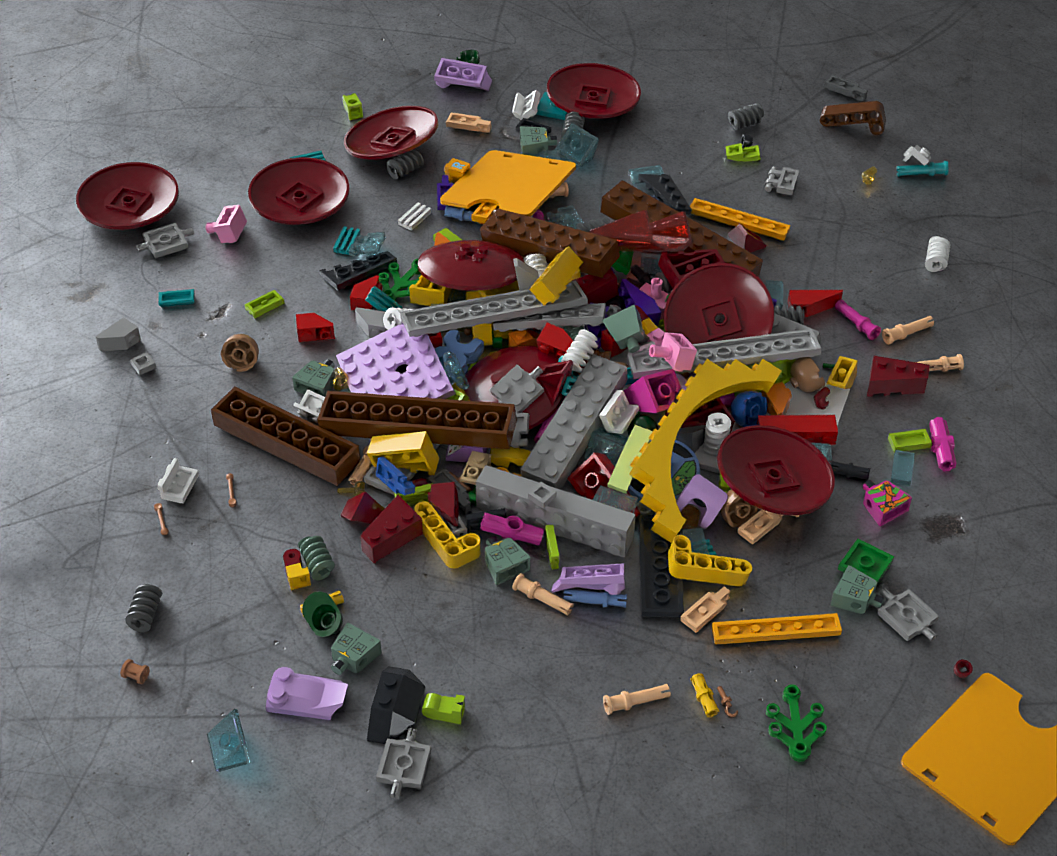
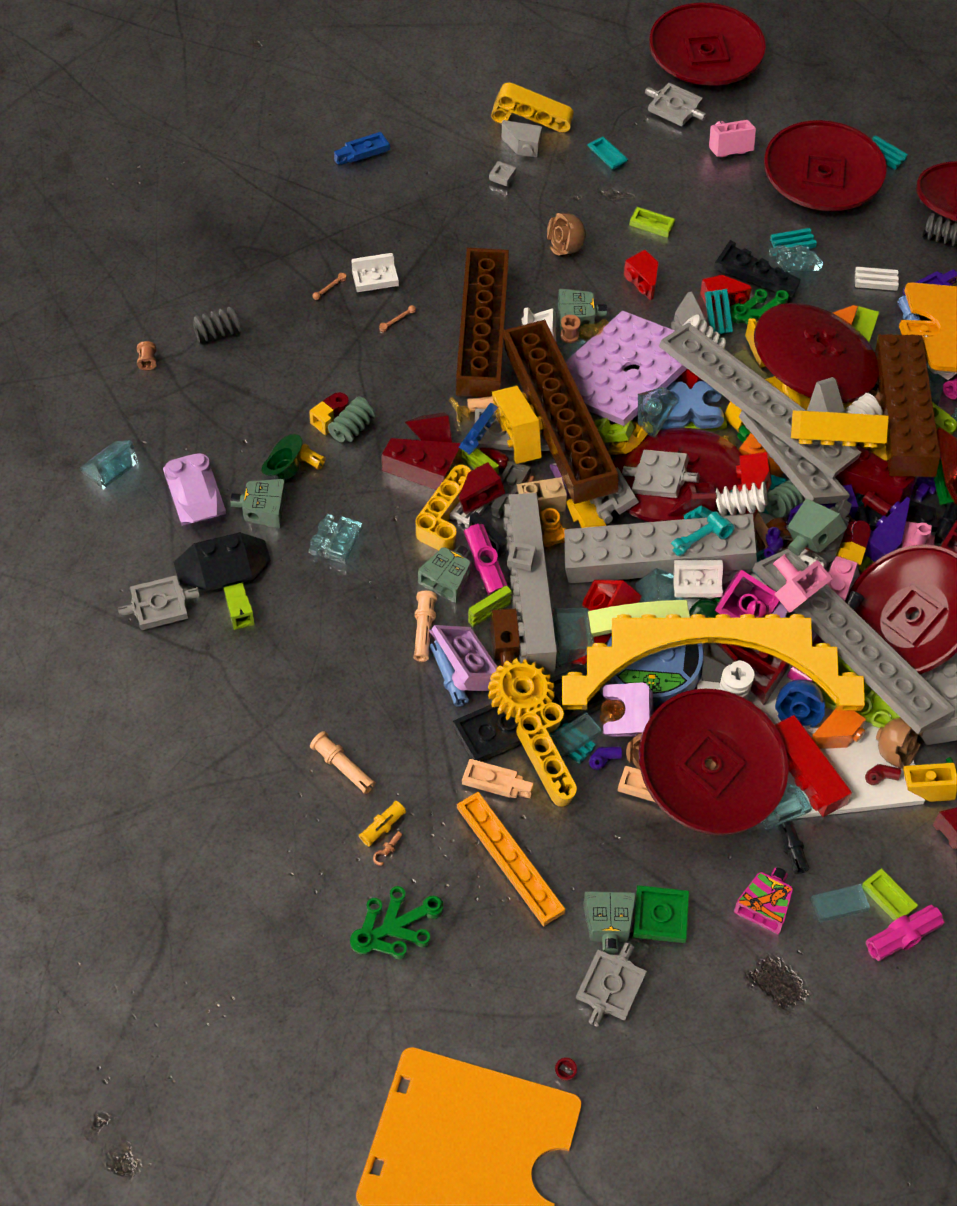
camera: 60 degrees right, 10 degrees up
(36, 436) = (362, 148): none -> blue hinge
(92, 315) = (531, 106): none -> yellow beam
(339, 383) = (570, 327): none -> nougat bush
(426, 612) = (341, 541): none -> clear light blue plate
(590, 547) = (505, 635): none -> reddish brown torso
(593, 374) = (716, 523): none -> teal brick
(608, 355) = (773, 541): none -> dark purple arm
(611, 299) = (876, 503): none -> dark red pin
(647, 554) = (519, 676): none -> yellow gear
(673, 388) = (751, 608): none -> dark pink hinge
(719, 540) = (602, 755): none -> dark purple arm

